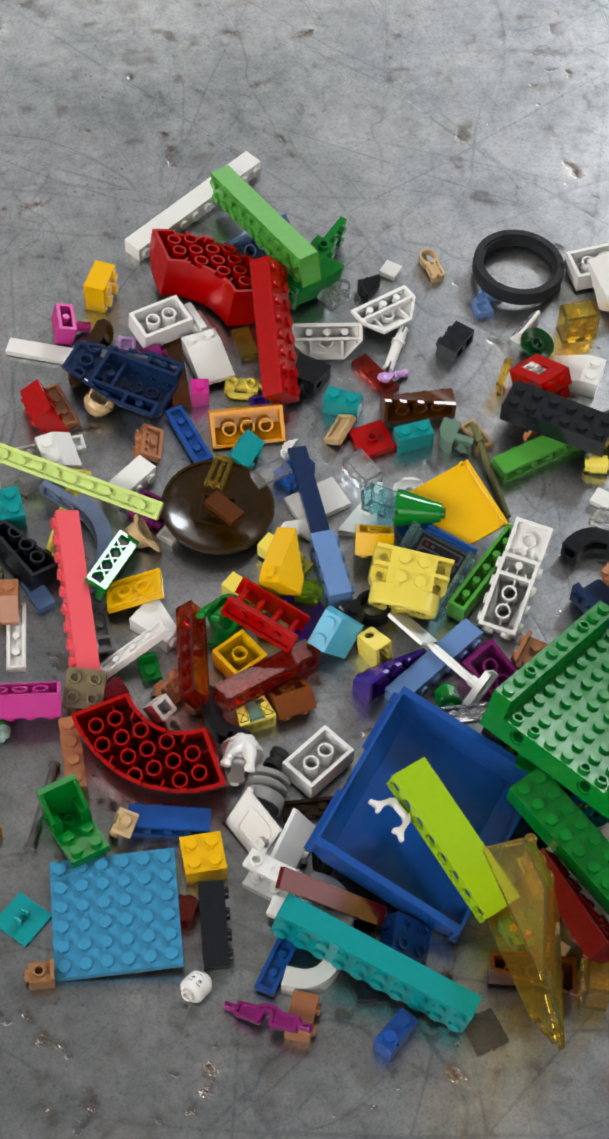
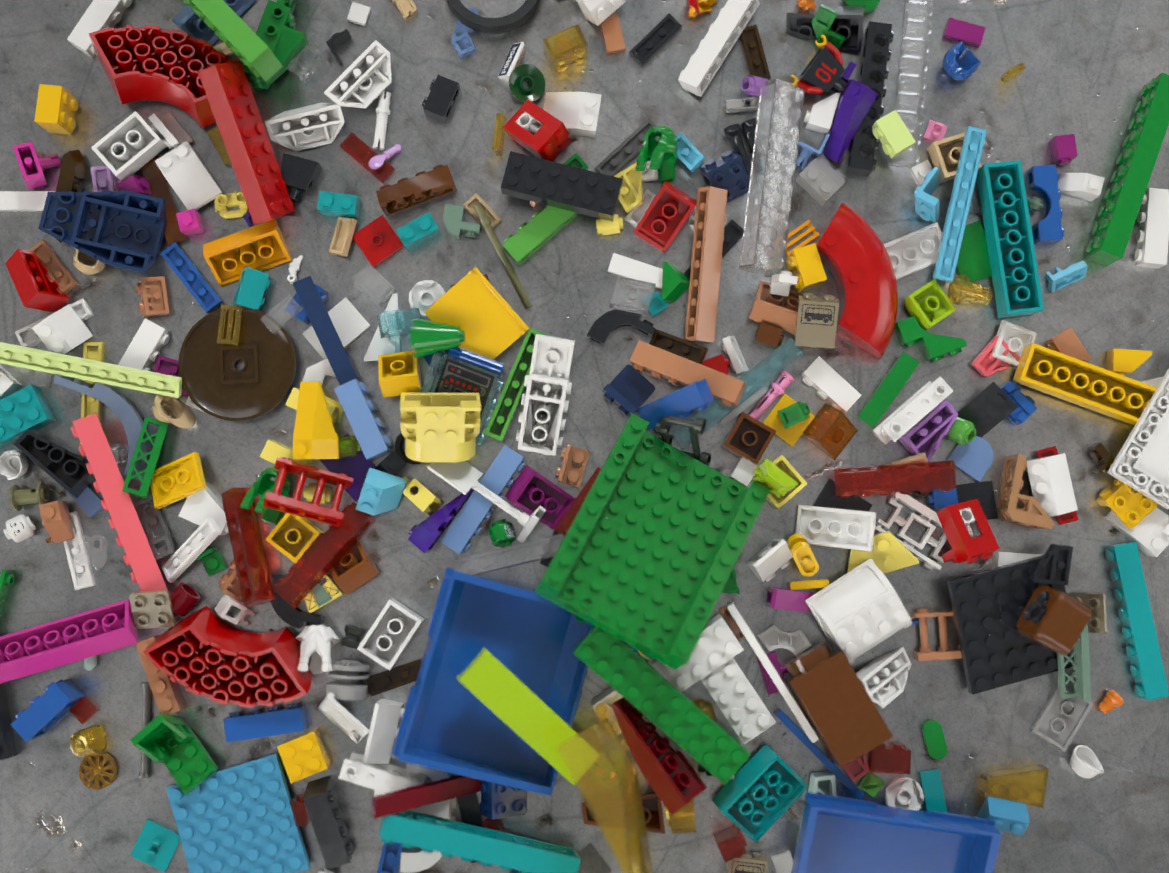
camera: 10 degrees left, 30 degrees up
(30, 638) = (88, 553): none -> clear plate
(123, 823) = (223, 741): tan piece -> none
(224, 508) = (243, 368): reddish brown tile -> none
(393, 802) = (466, 696): white helmet -> none

